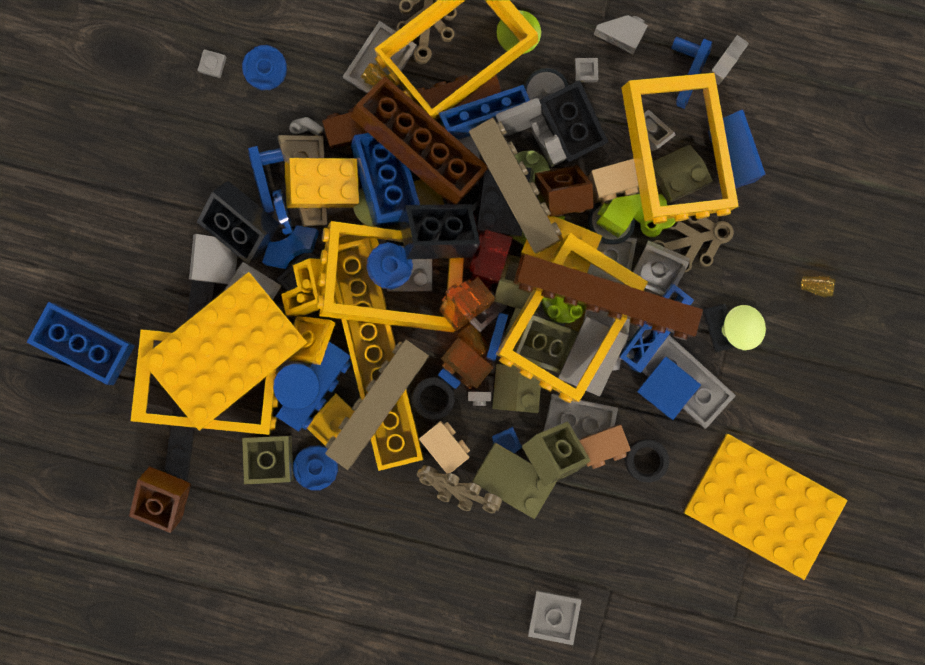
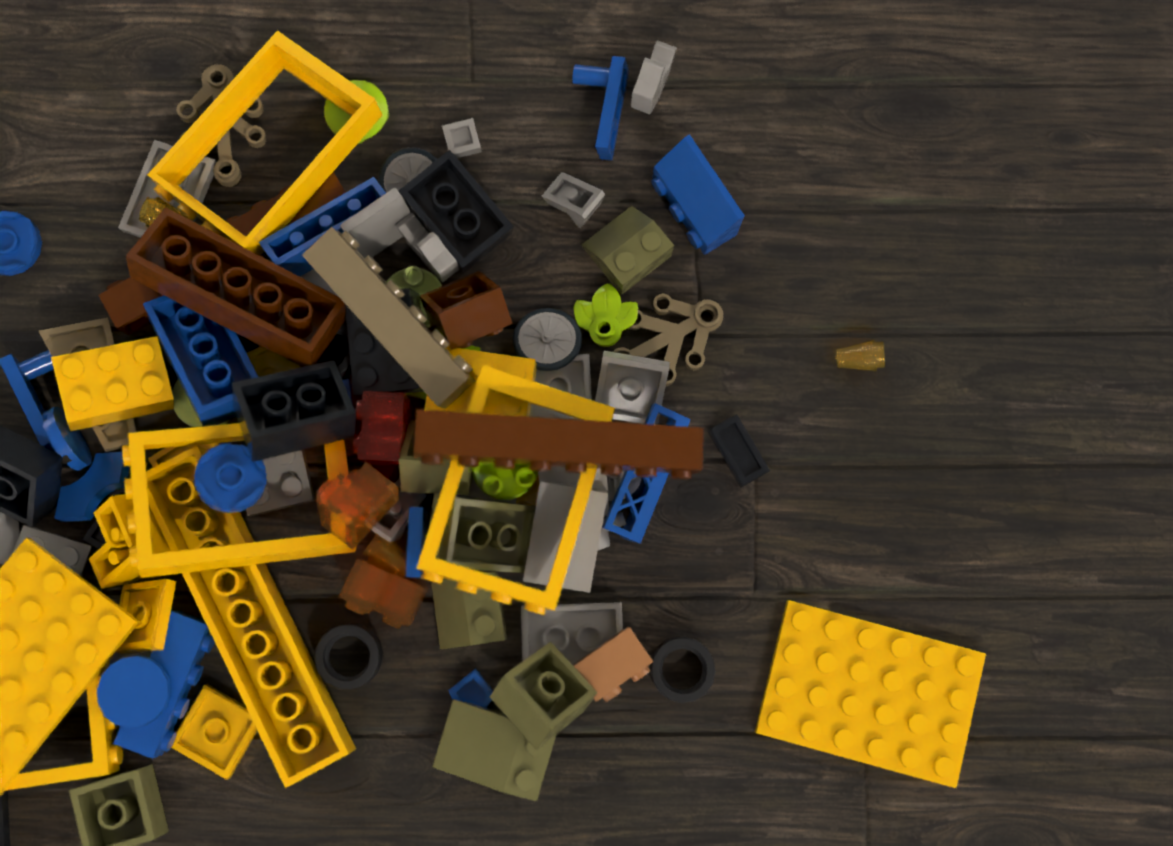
camera: 20 degrees left, 5 degrees down
(304, 125) = (80, 309): light grey arm -> none
(314, 468) = (198, 803): blue tile -> none
(376, 405) = (256, 691): dark tan brick -> none
(430, 476) = (423, 786): dark tan plant -> none
(445, 447) = (378, 725): tan brick -> none
(449, 378) = (367, 622): blue tile -> none
(479, 398) = (416, 638): light grey plate -> none
(614, 181) = (537, 279): tan brick -> none
(618, 214) = (552, 322): lime slope -> none
(622, 32) = (499, 75): light grey slope -> none
(642, 155) = (596, 305): yellow window -> none
(668, 388) = (687, 555): blue tile -> none
(710, 396) = (712, 539): light grey tile -> none
(744, 327) = (772, 441): yellowish green dish -> none

